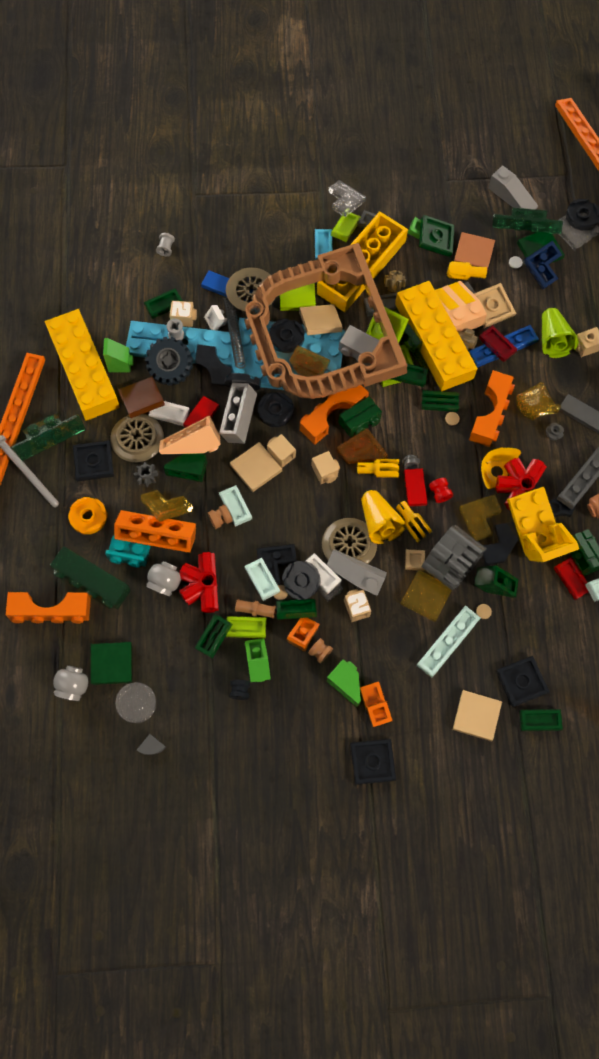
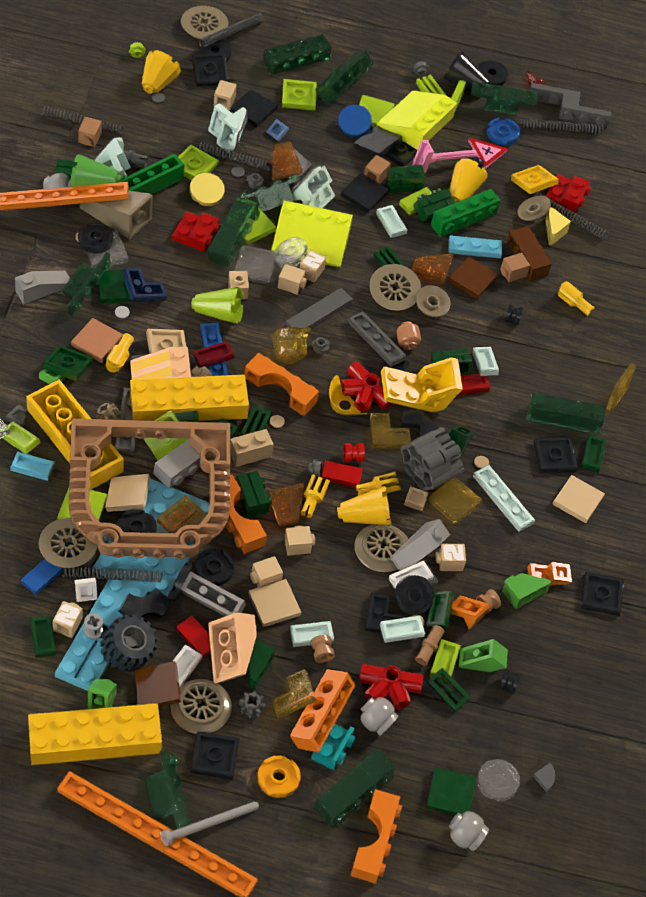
camera: 80 degrees left, 15 degrees down
(408, 401) = (251, 447): none -> tan brick
(575, 679) = (565, 413): none -> clear green brick

